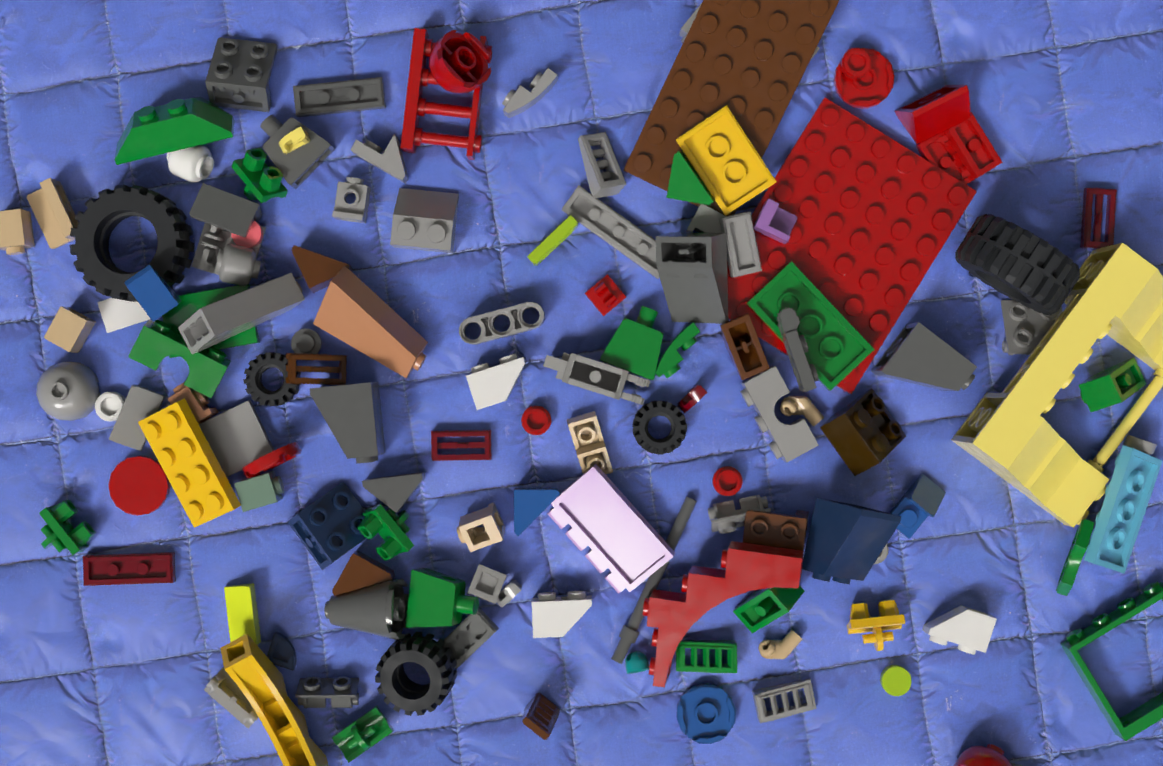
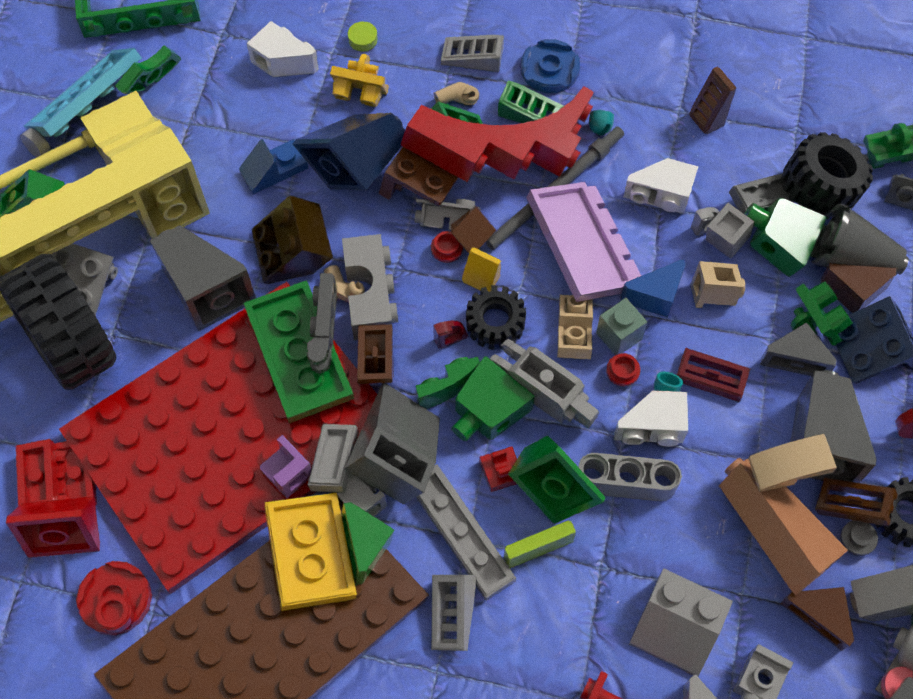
camera: 160 degrees left, 25 degrees down
(375, 365) = (791, 462): none -> tan slope
(495, 418) = (667, 382): none -> teal hinge
(550, 455) = (621, 327): none -> brick
(559, 294) = (554, 481): none -> green slope
(688, 466) = (481, 270): none -> yellow slope
(710, 499) = (472, 229): none -> reddish brown slope

